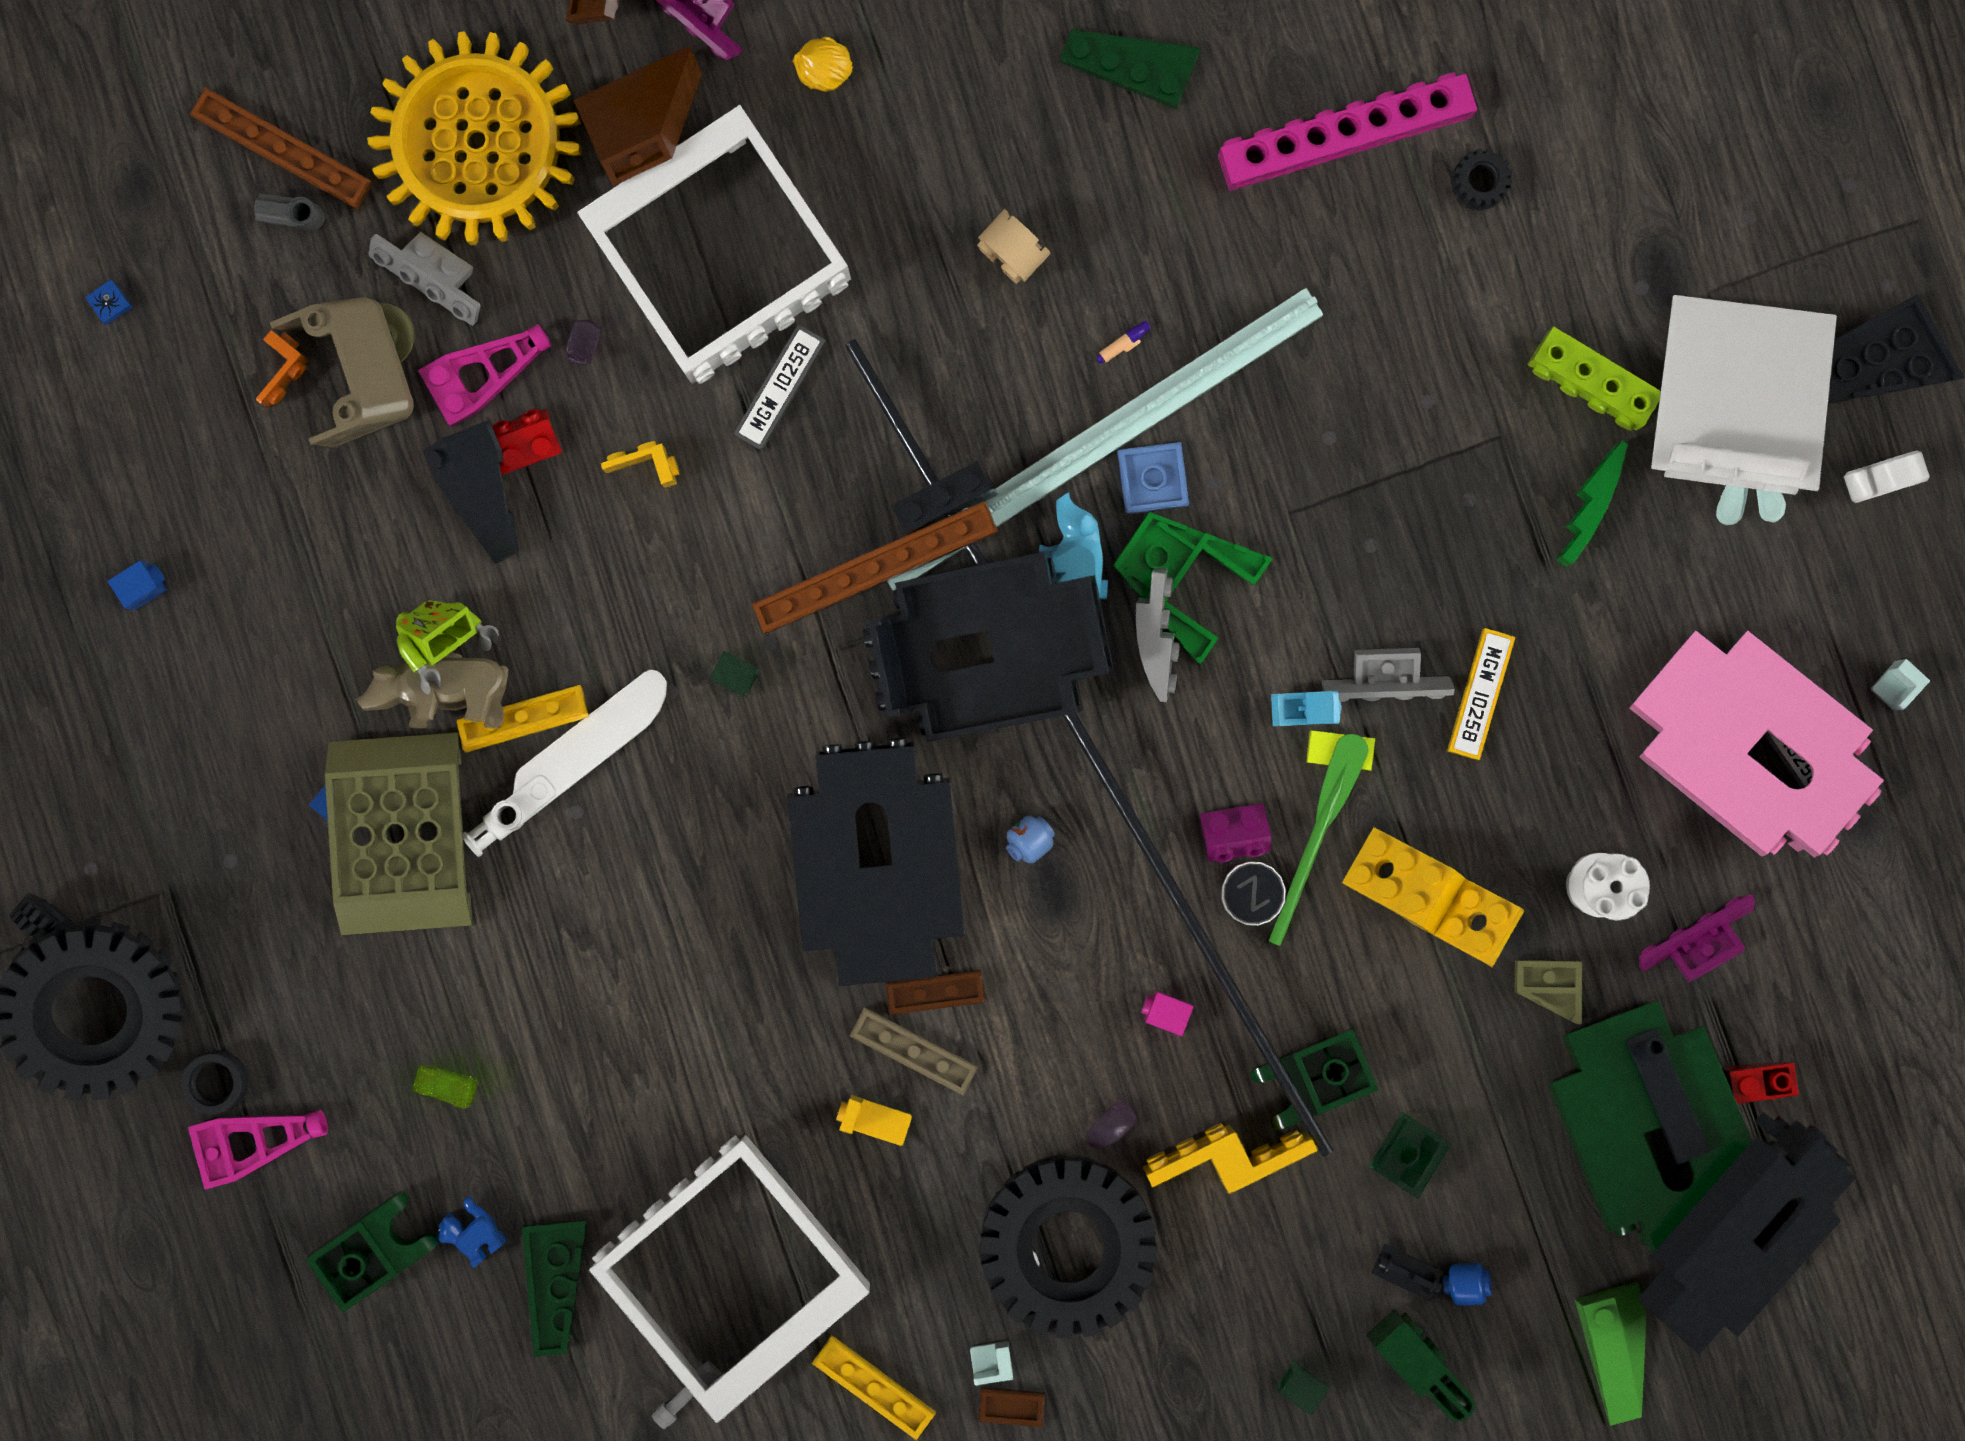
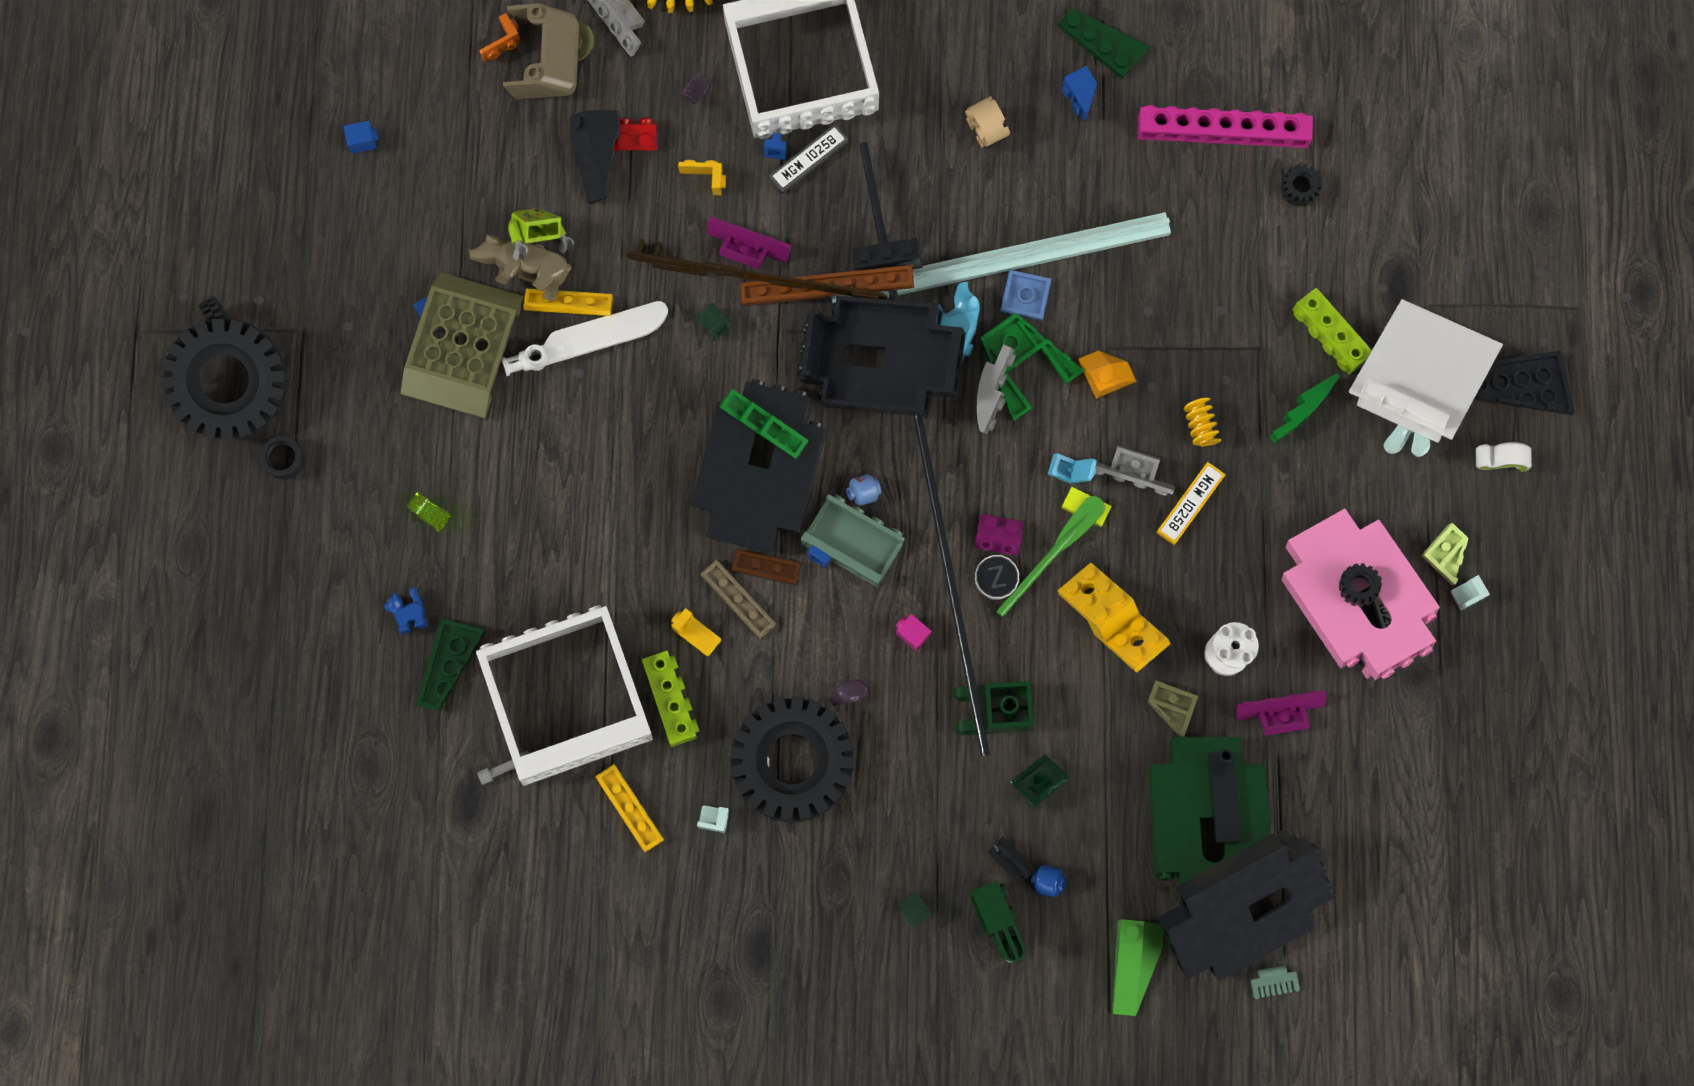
camera: 20 degrees right, 10 degrees down
(215, 1152) = (264, 501): dark pink plate -> none
(376, 1247) = (343, 596): dark green brick -> none
(449, 390) = (600, 85): dark pink plate -> none
(691, 606) = (701, 268): none -> dark brown piece
(727, 390) = (775, 148): none -> blue tile
(739, 548) = (746, 245): none -> magenta bracket
(862, 808) = (763, 423): none -> green slope
(873, 1223) = (669, 698): none -> lime brick
(1002, 954) = (819, 556): none -> blue tile
(1011, 1407) = (715, 854): reddish brown tile -> none
(1040, 914) = (854, 540): none -> sand green panel
(1125, 342) = (1039, 206): piece -> none
(1127, 149) = (1080, 89): none -> blue slope
(1229, 1157) = (919, 736): yellow bracket -> none
(1302, 549) = (1106, 373): none -> light orange slope
(1460, 577) = (1201, 422): none -> yellow piece
(1762, 1081) = (1291, 816): red slope -> none
(1770, 723) = (1365, 573): none -> black tyre
(1804, 1299) = (1274, 976): none -> sand green piece
(1851, 638) = (1447, 552): none -> yellowish green wing

